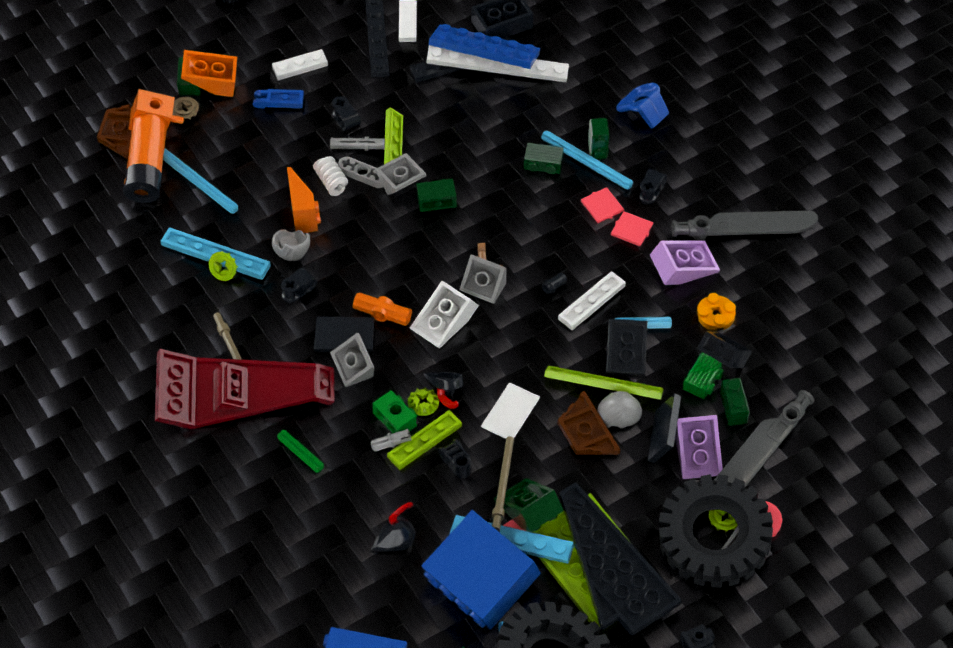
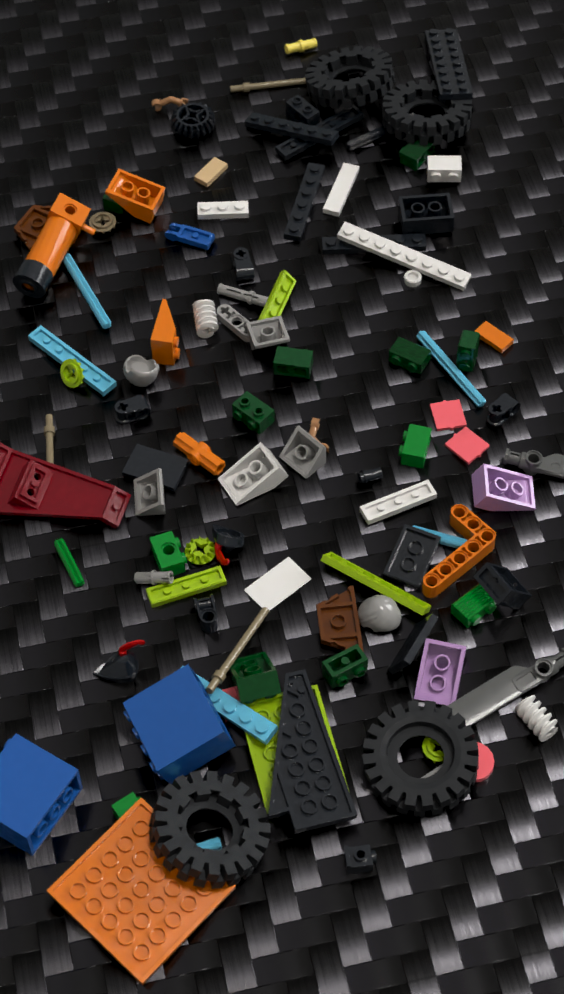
camera: 20 degrees right, 0 degrees up
(271, 30) = (210, 172): none -> tan tile
(417, 254) = (253, 412): none -> dark green brick
(484, 46) = (396, 236): blue plate -> none
(513, 83) = (412, 278): none -> white tile
(586, 242) = (416, 446): none -> green brick
(610, 468) = (345, 666): none -> dark green brick
(616, 119) = (494, 337): none -> orange tile
(650, 108) = (532, 336): blue piece -> none
(676, 307) = (475, 542): none -> orange beam
(719, 303) = (514, 538): light orange plate -> none
(734, 401) = (493, 639): dark green brick -> none
(802, 461) = (536, 719): none -> white piece

